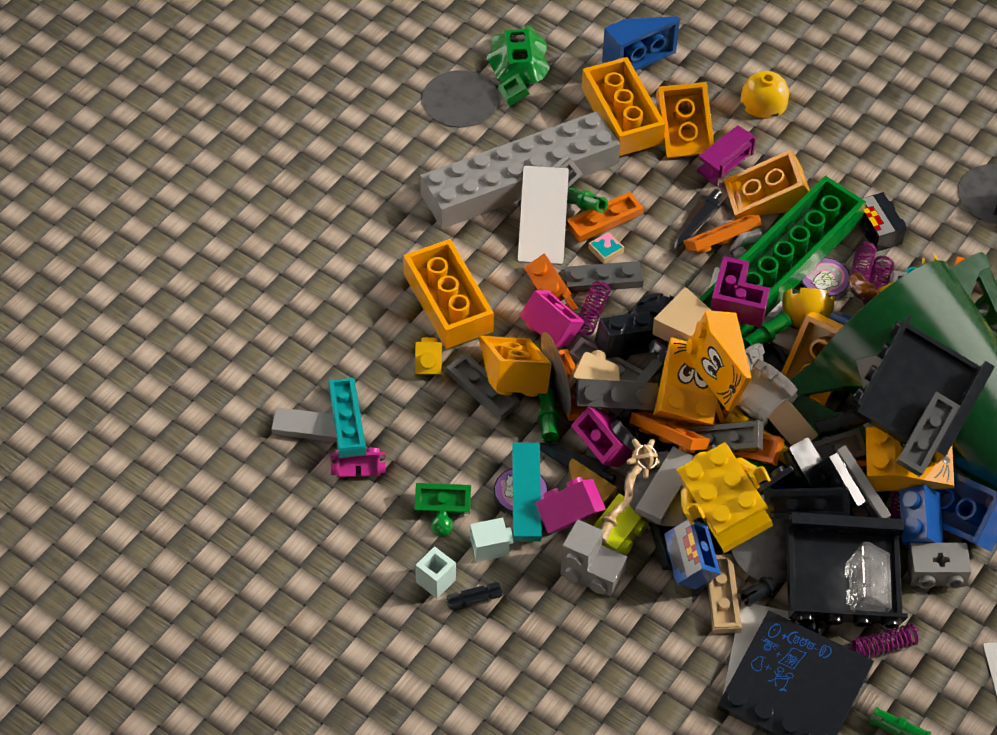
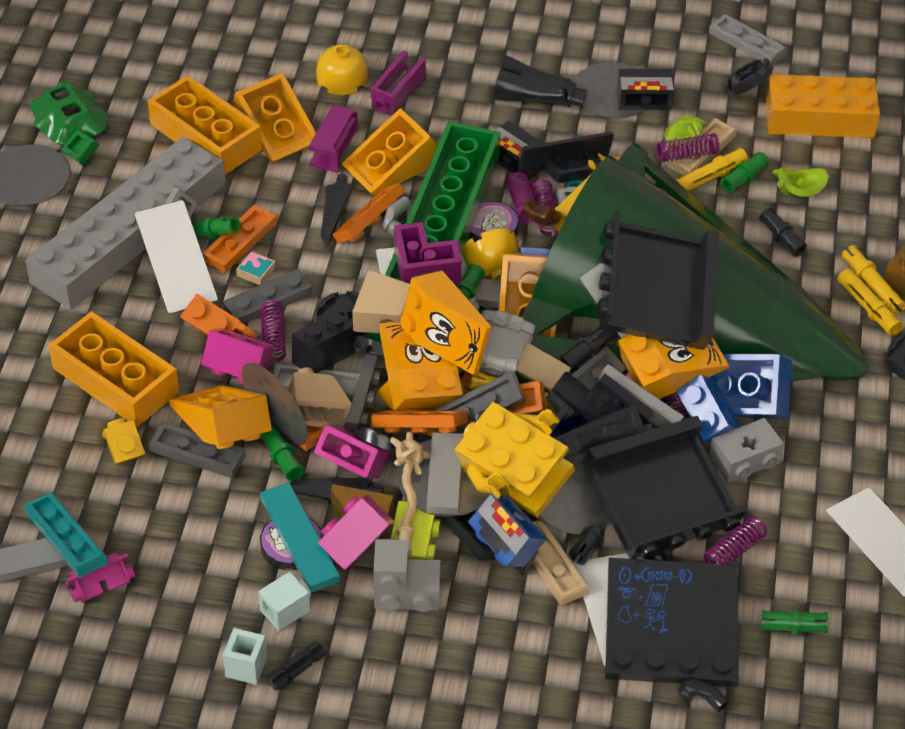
camera: 25 degrees left, 5 degrees down
(442, 500) = (213, 580): green plate -> none
(616, 394) = (347, 402): dark grey plate -> none
(641, 40) = (192, 53): blue slope -> none
(805, 123) = (397, 84): none -> magenta window
(869, 579) = (694, 486): clear slope -> none
(914, 243) = (566, 158): none -> black bracket
(922, 163) = (525, 83): none -> black piece
(927, 434) = (686, 321): dark grey plate -> none

